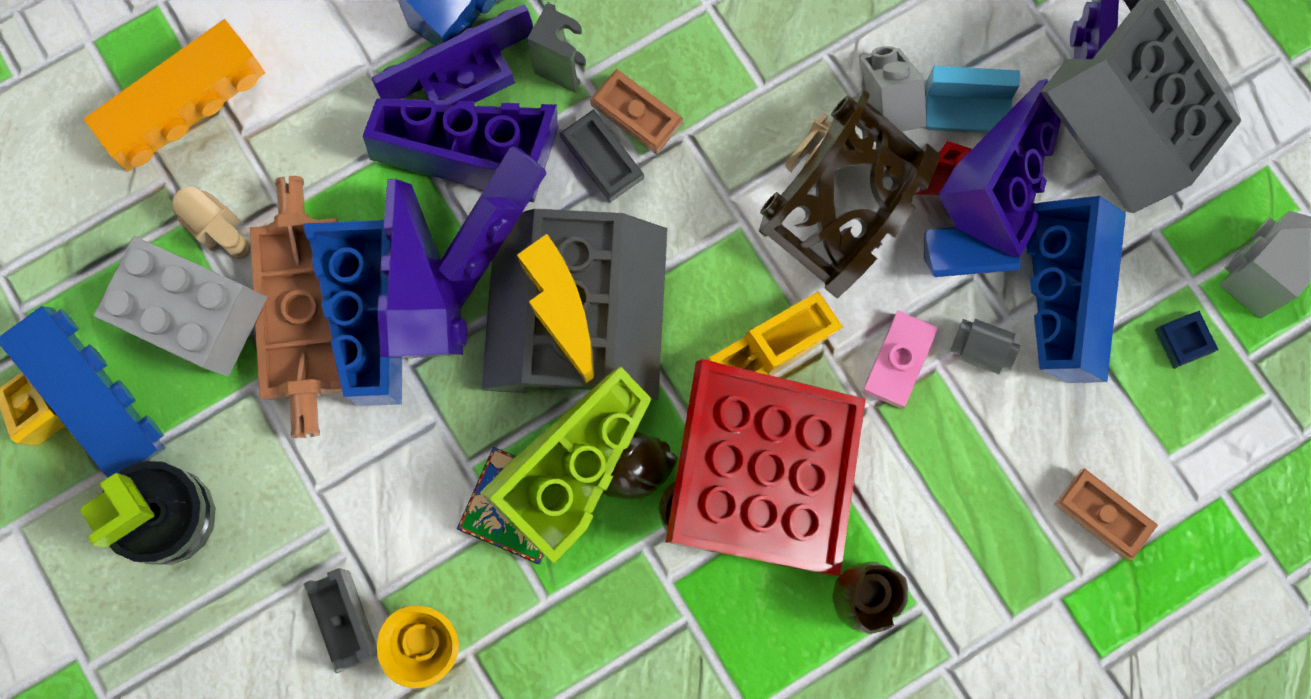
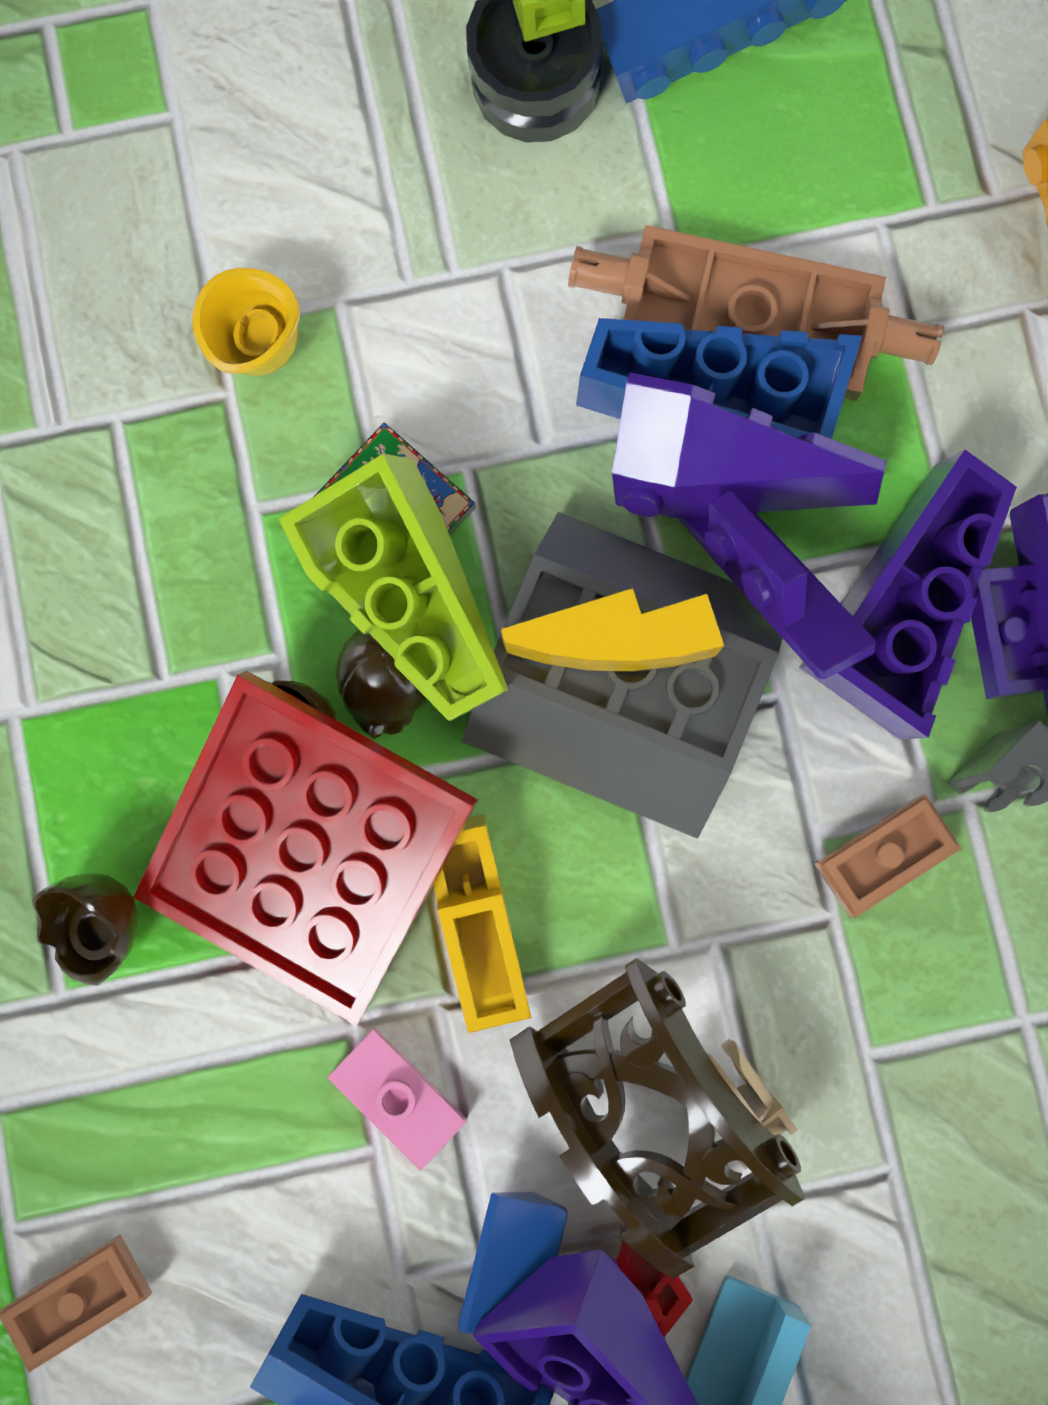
camera: 110 degrees right, 5 degrees up
(180, 306) = (800, 154): light grey brick -> none
(209, 221) = (912, 229): tan arm -> none
(341, 620) = (322, 250): dark grey hinge -> none
(602, 155) = (838, 785): dark grey tile -> none
(894, 87) = (800, 1252): light grey slope -> none
(985, 345) = (369, 1229): dark grey brick -> none

